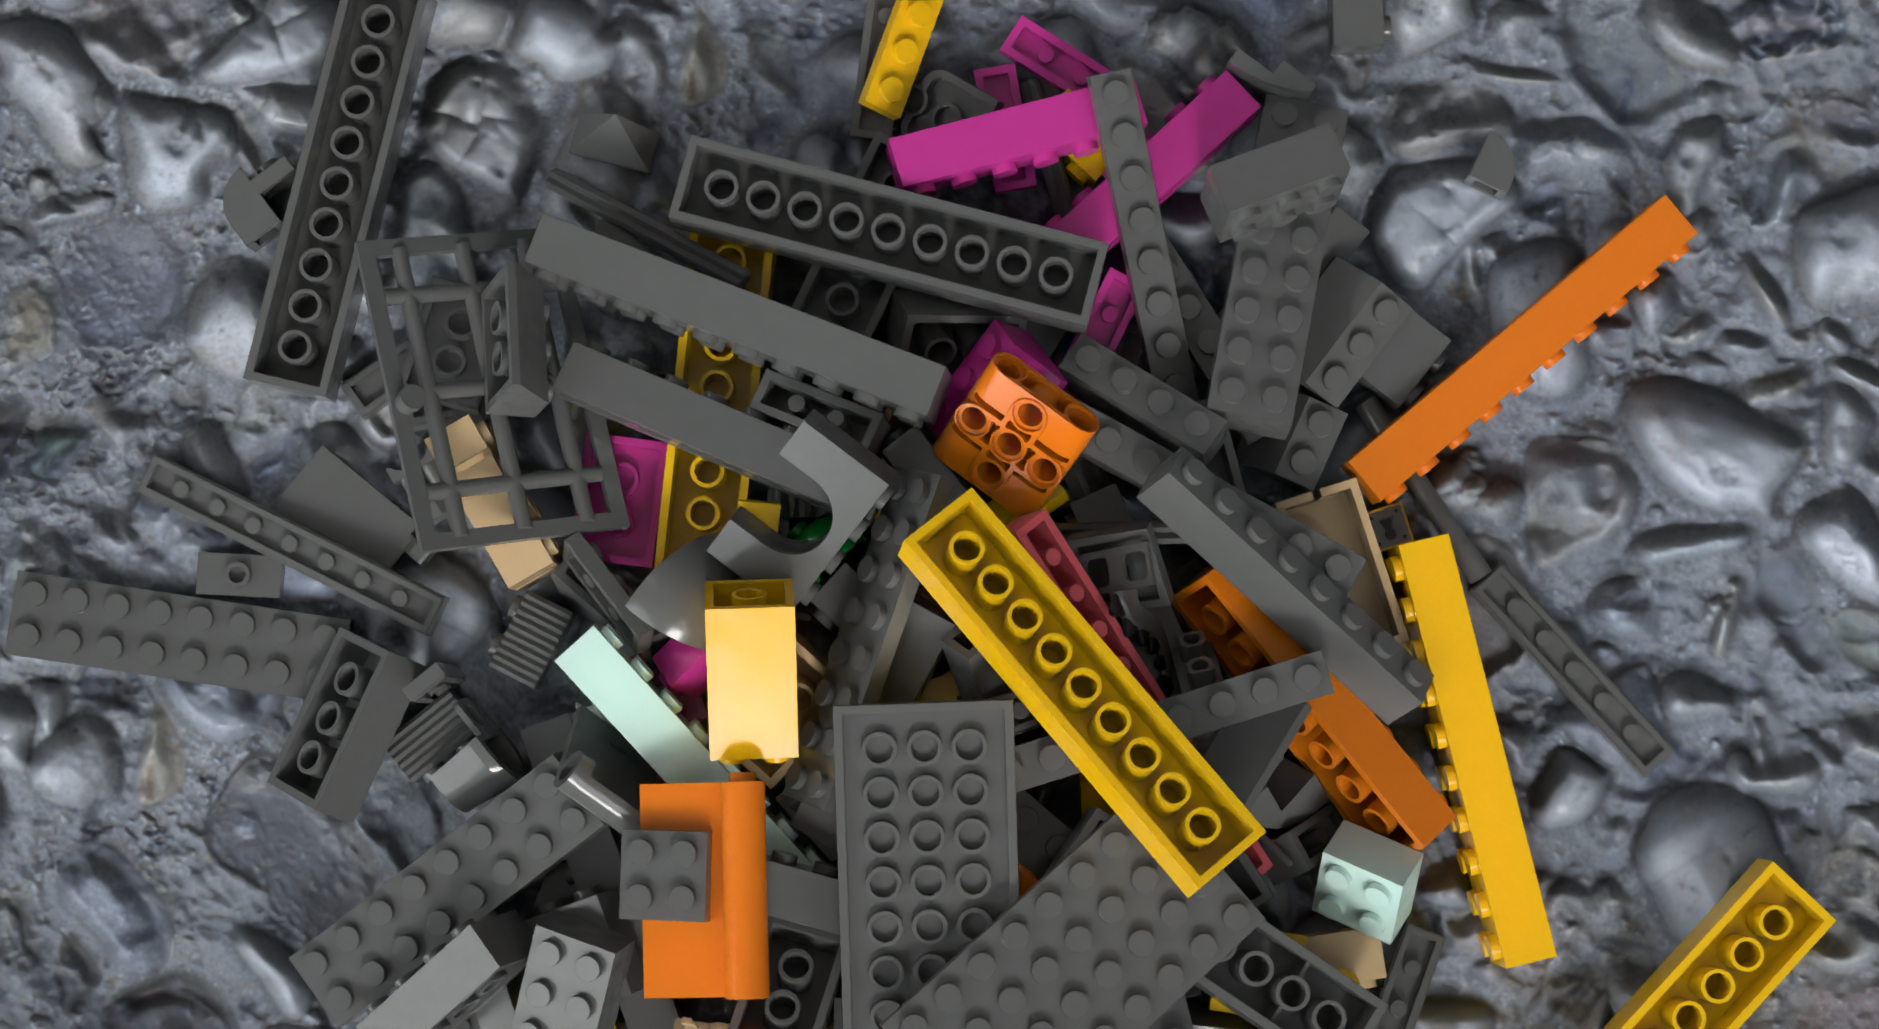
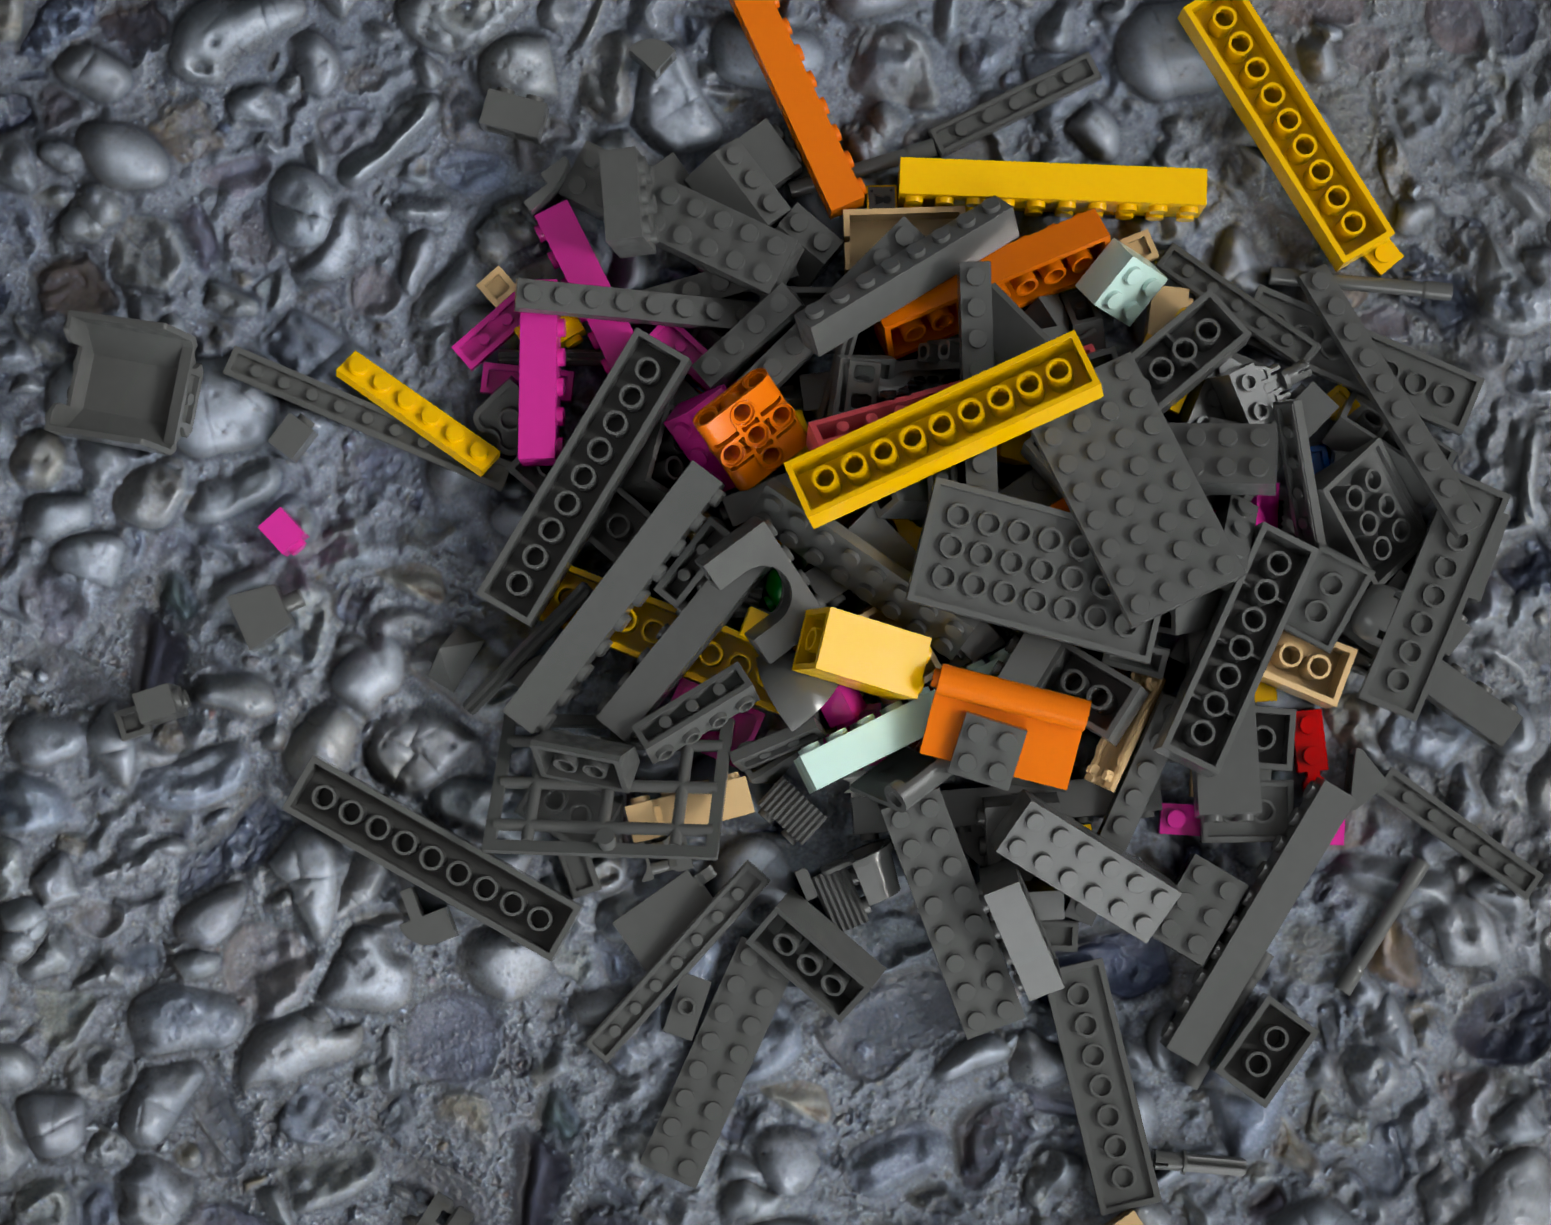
camera: 75 degrees left, 0 degrees up
(615, 471) = (695, 713): none -> dark grey brick
(1120, 50) = (496, 286): none -> tan plate
(1429, 895) = (1142, 244): none -> tan plate

